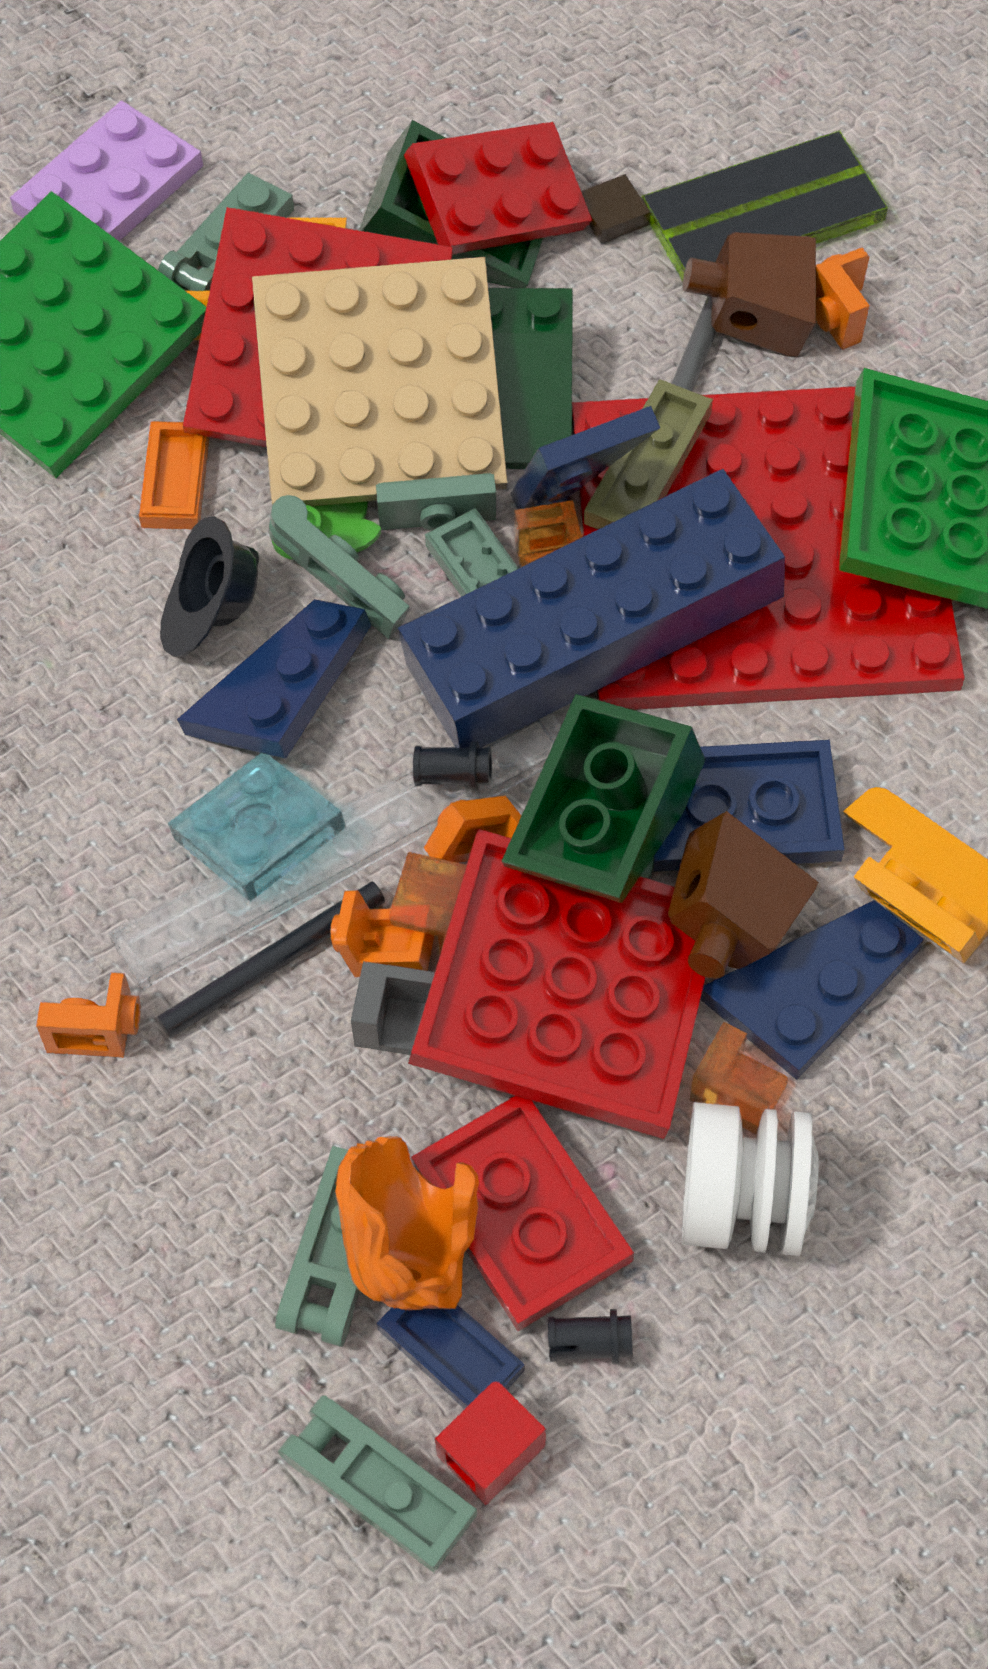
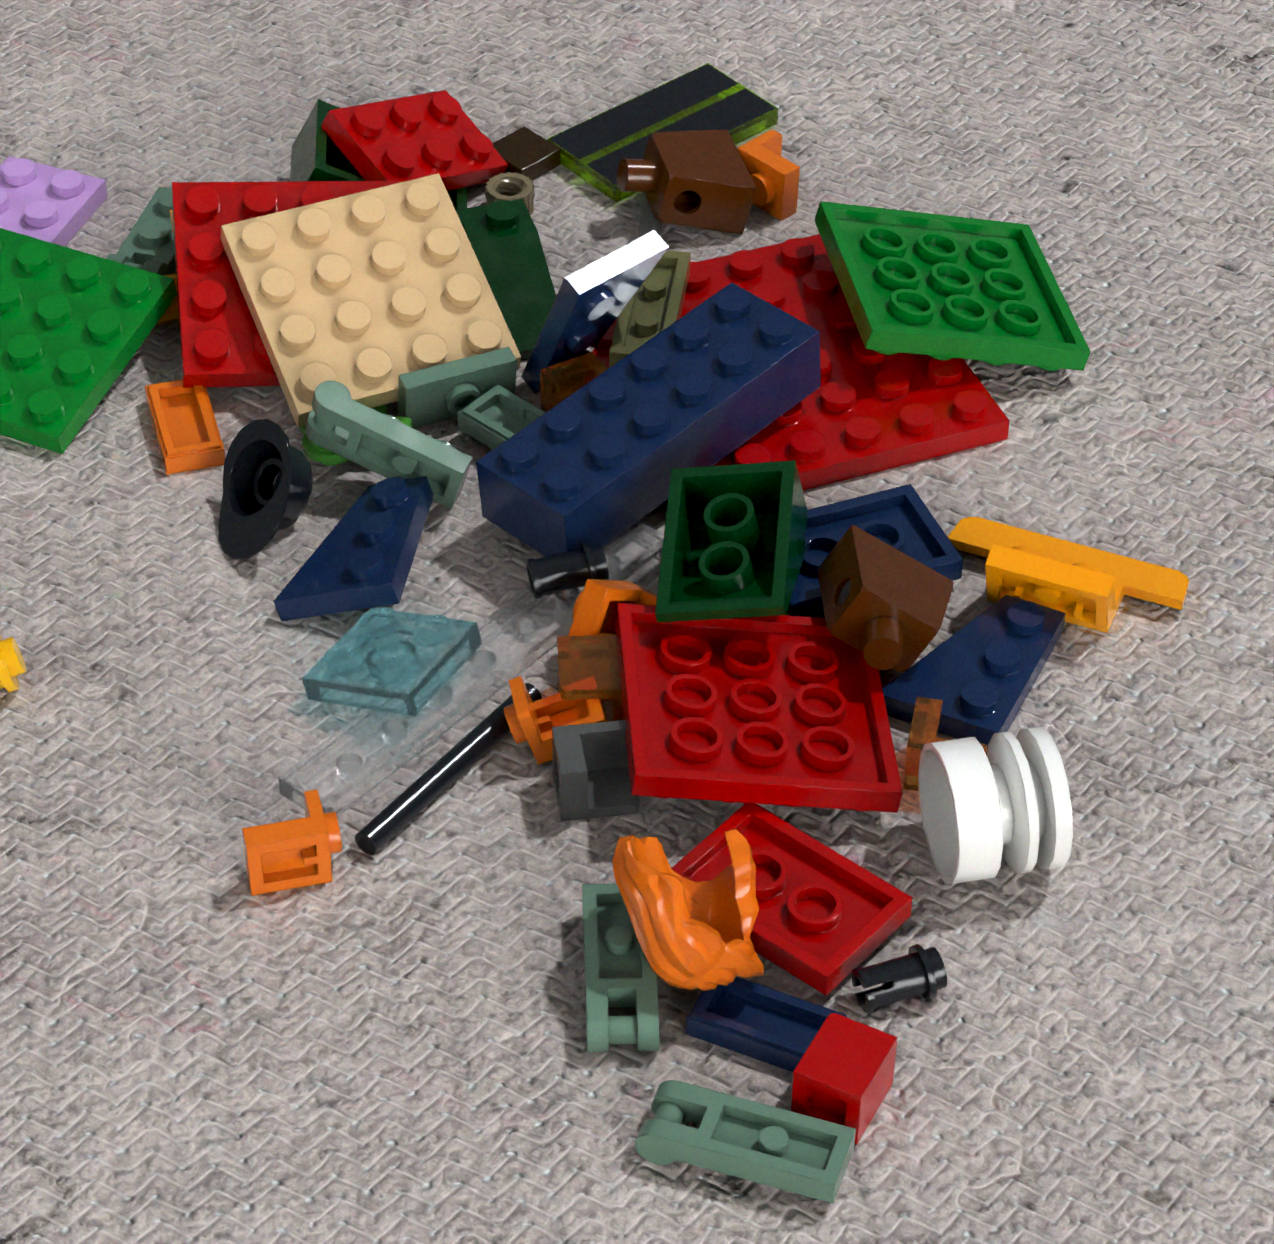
camera: 20 degrees left, 20 degrees down
(580, 247) = (511, 187): none -> dark tan axle

